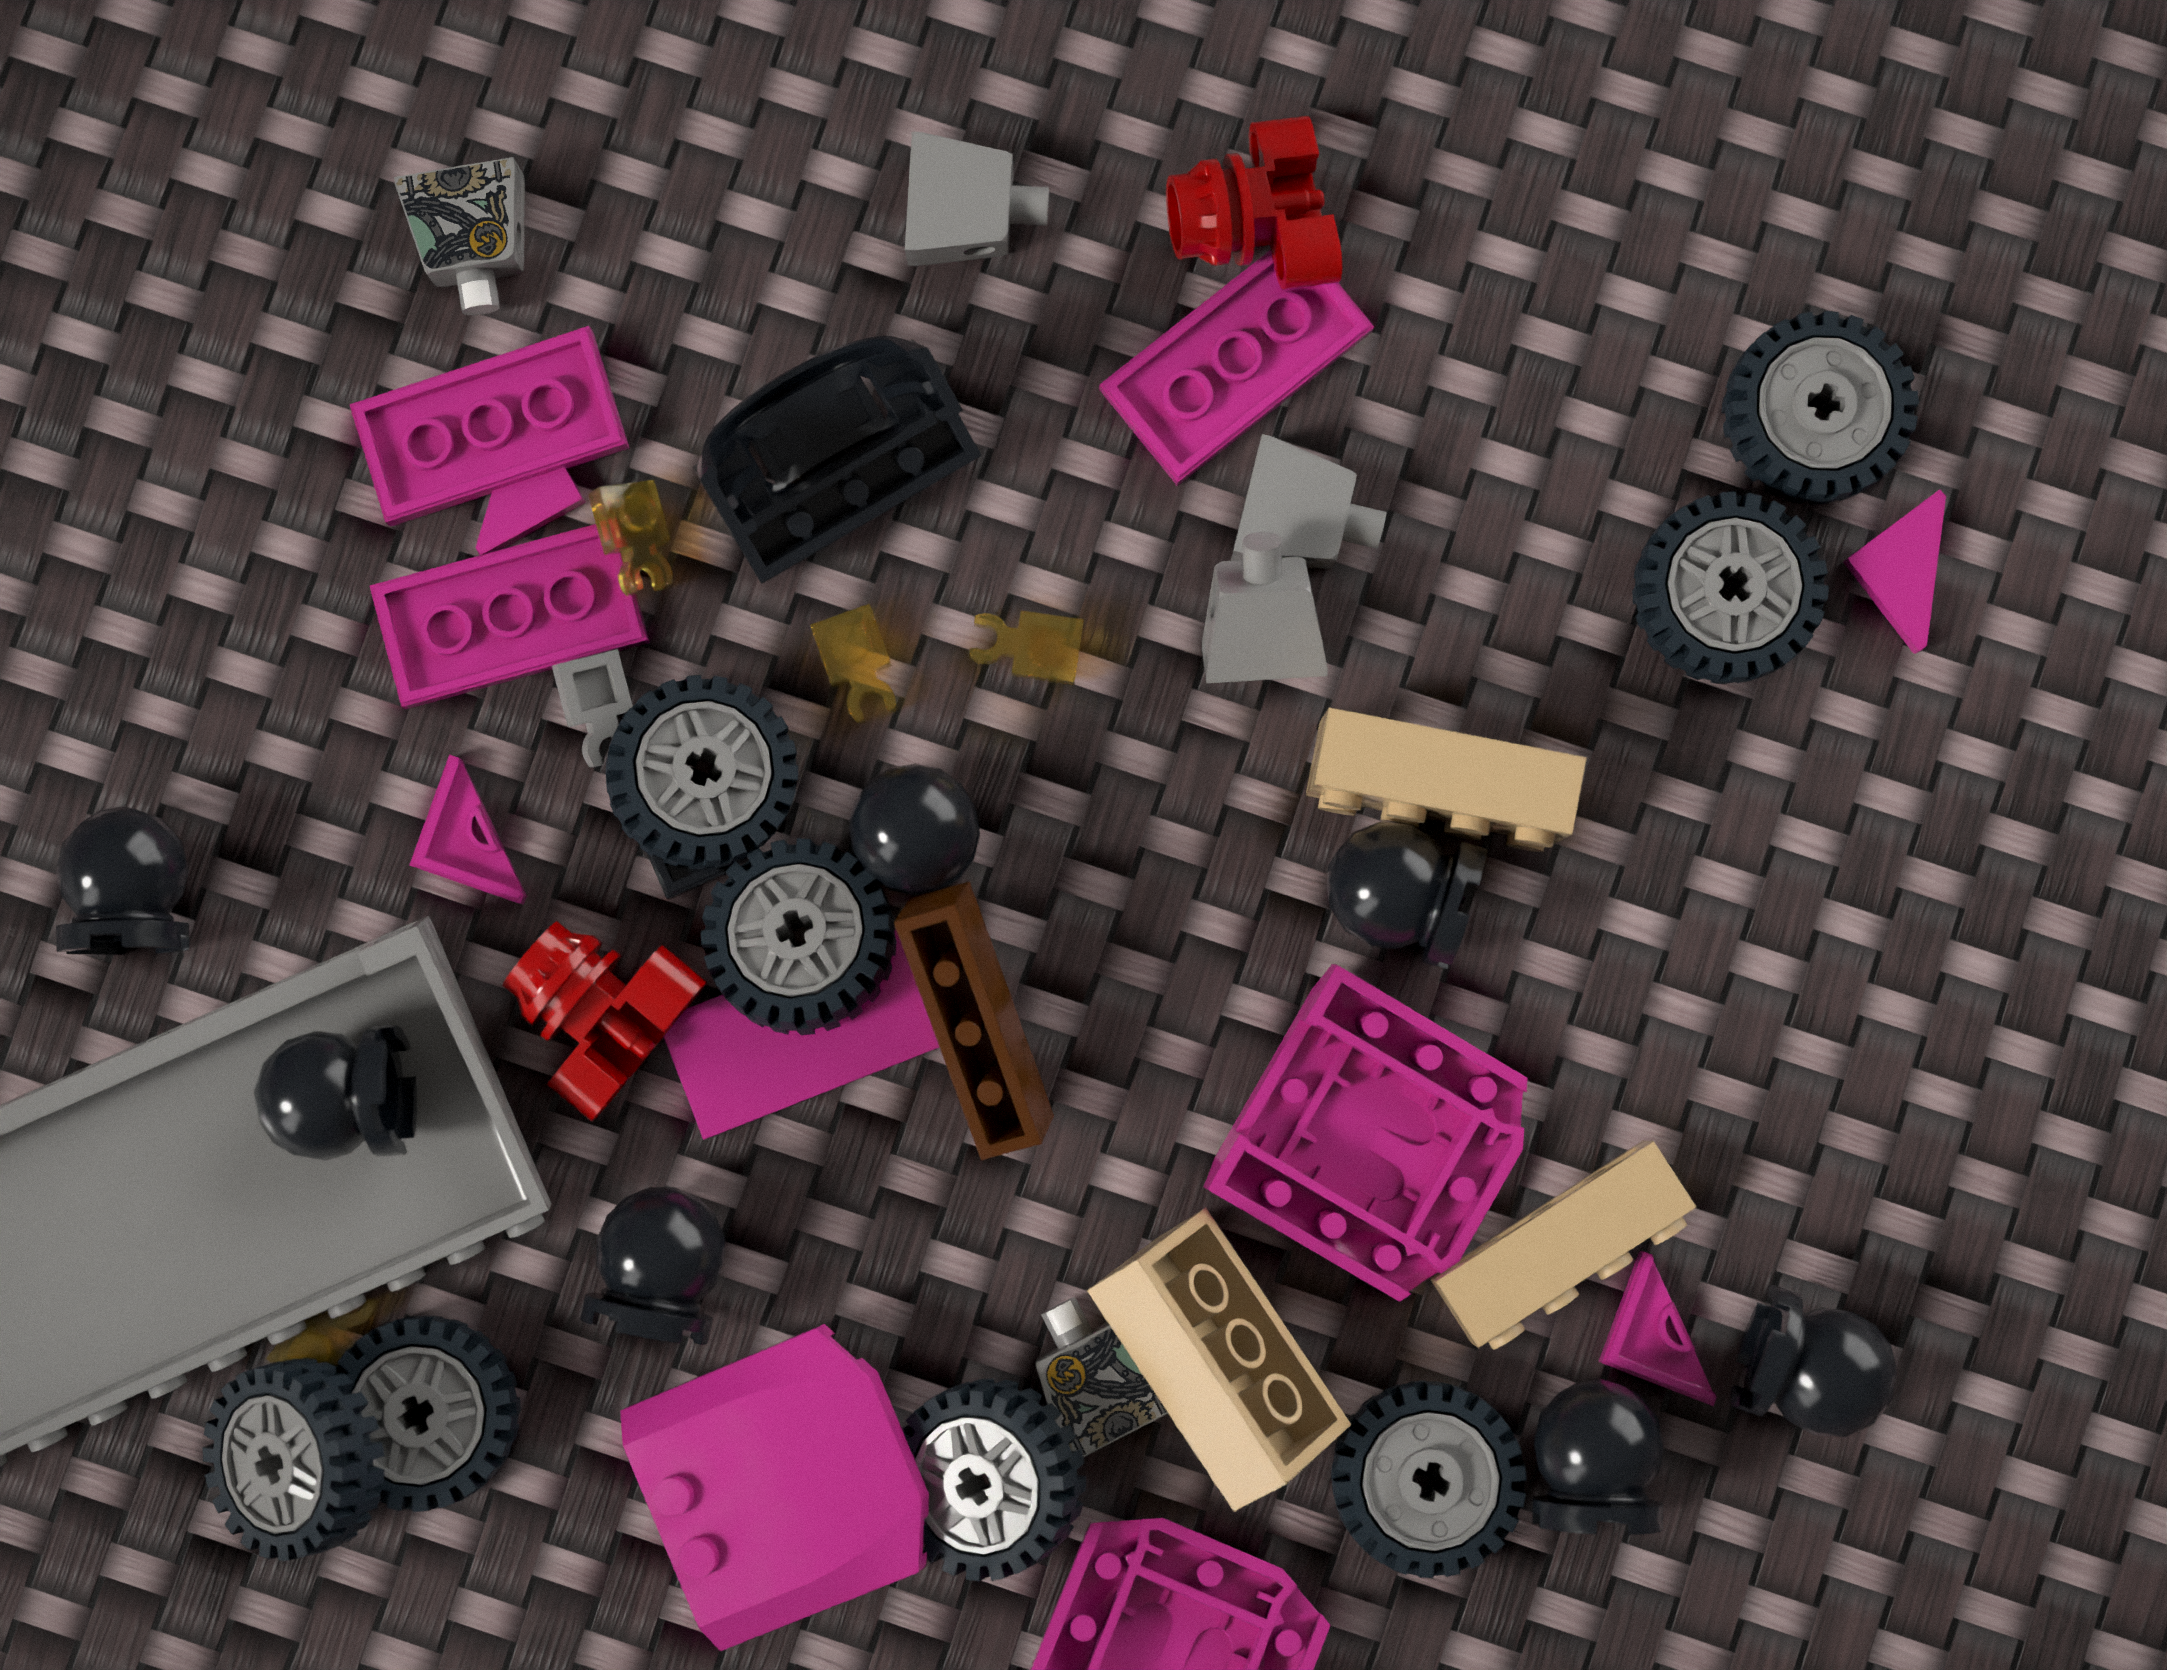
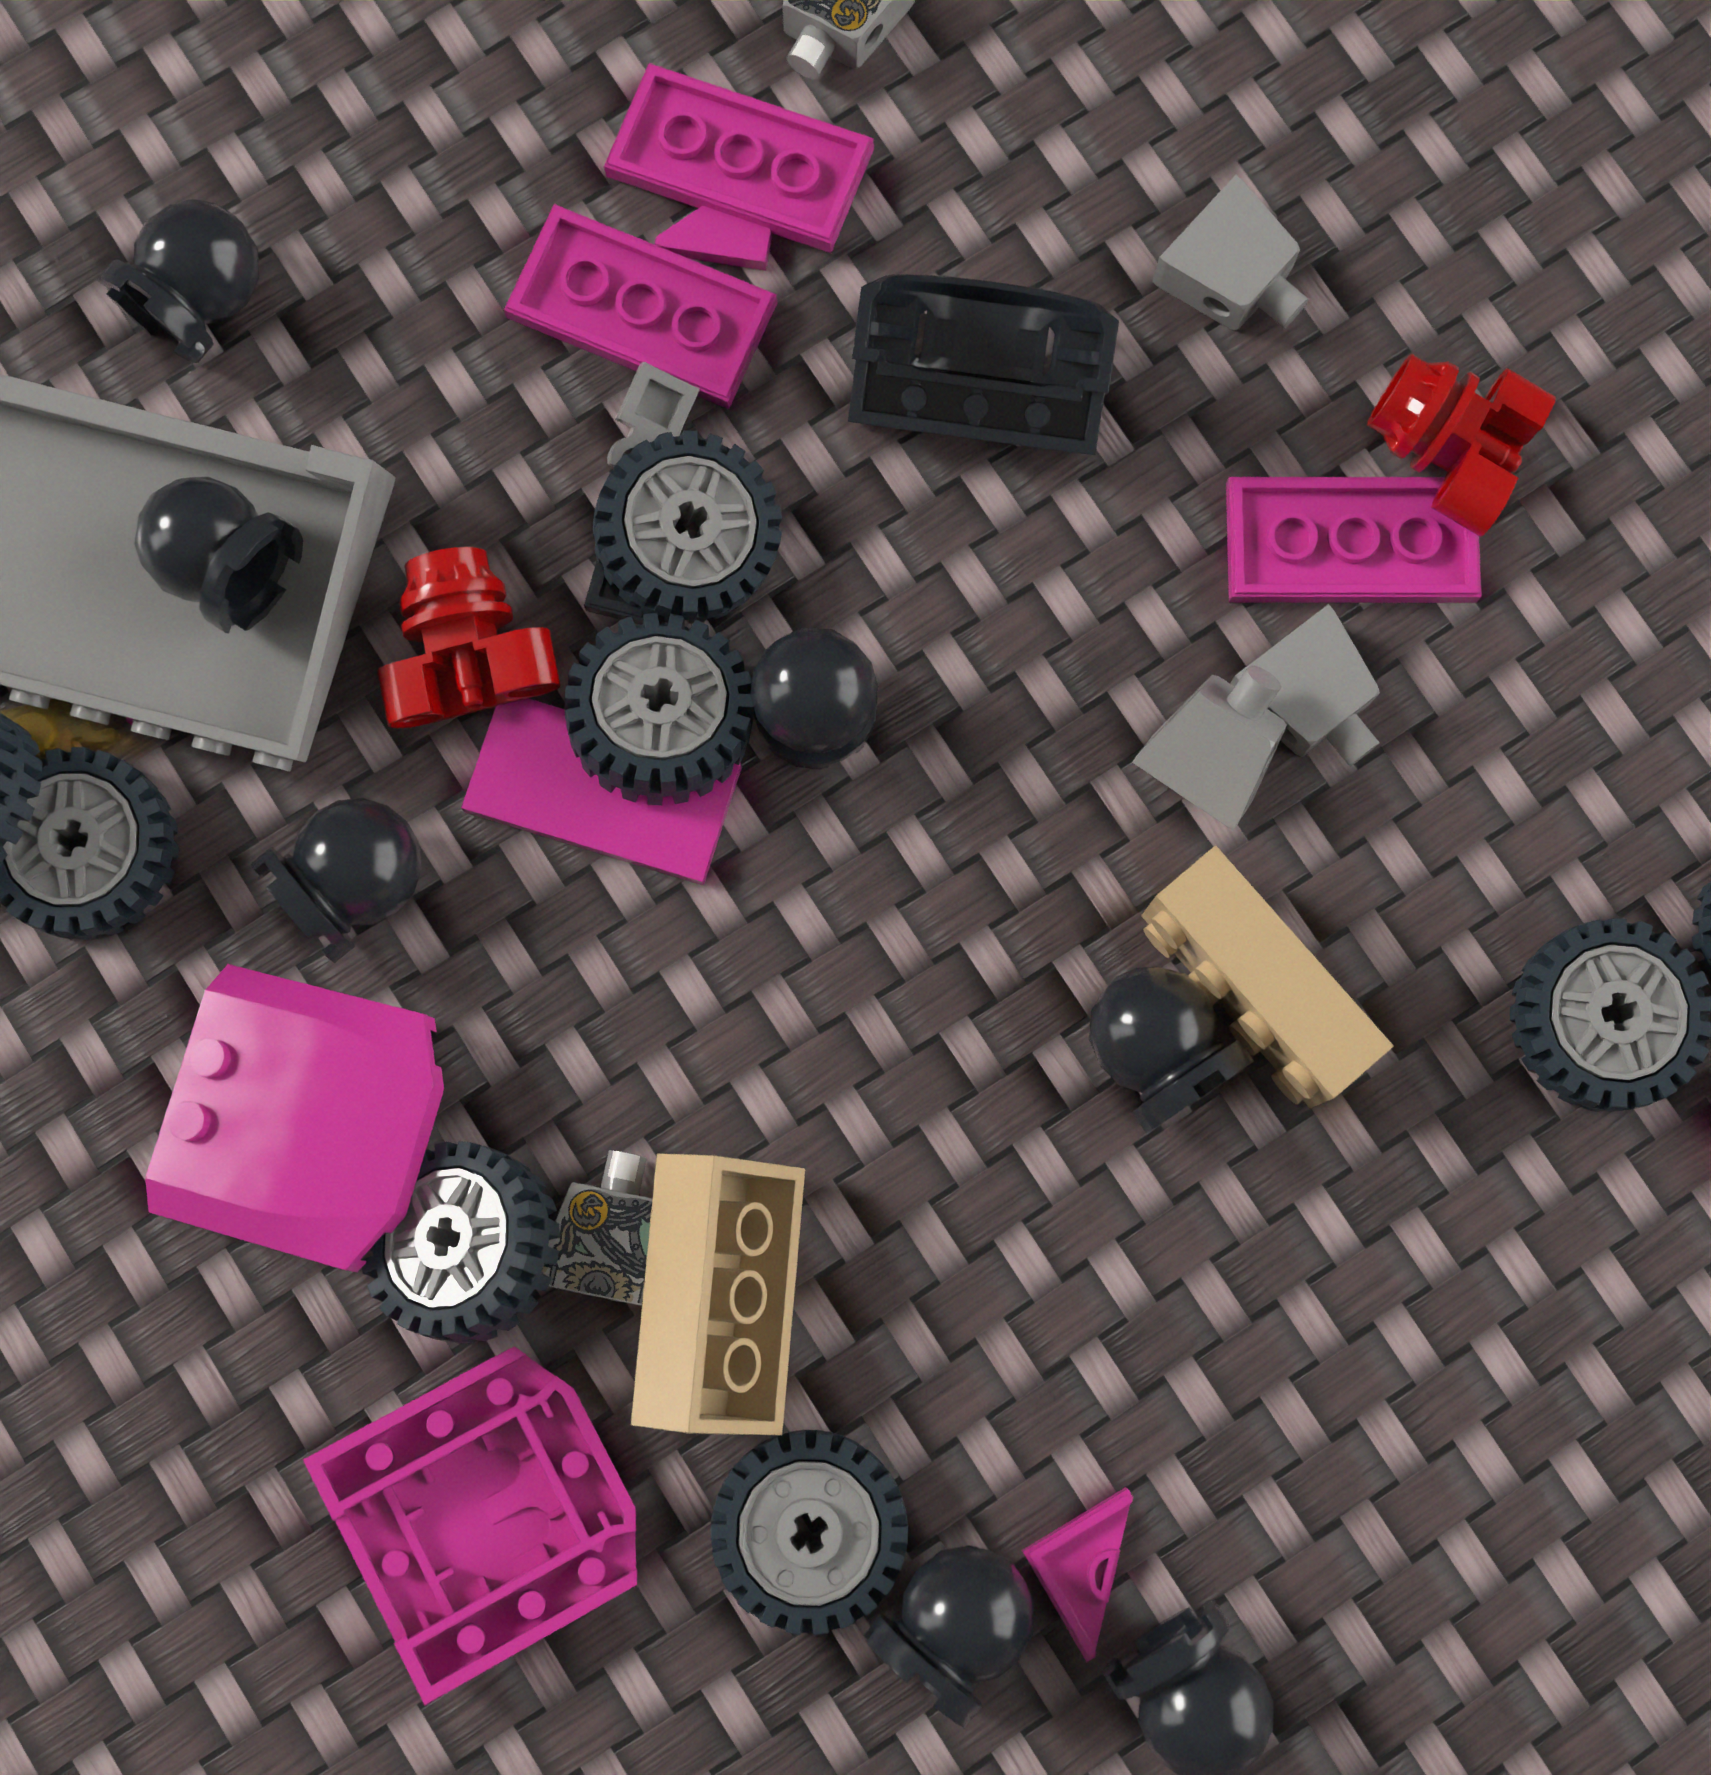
camera: 40 degrees right, 5 degrees down
(462, 840) = (468, 444): dark pink tile -> none
(633, 524) = (787, 308): clear yellow plate -> none
(853, 653) = (876, 535): clear yellow plate -> none
(974, 1020) = (740, 875): reddish brown brick -> none
(1042, 646) = (1023, 638): clear yellow plate -> none
(1373, 1137) = (983, 1223): dark pink wedge -> none
(1563, 1244) = (1068, 1430): tan brick -> none

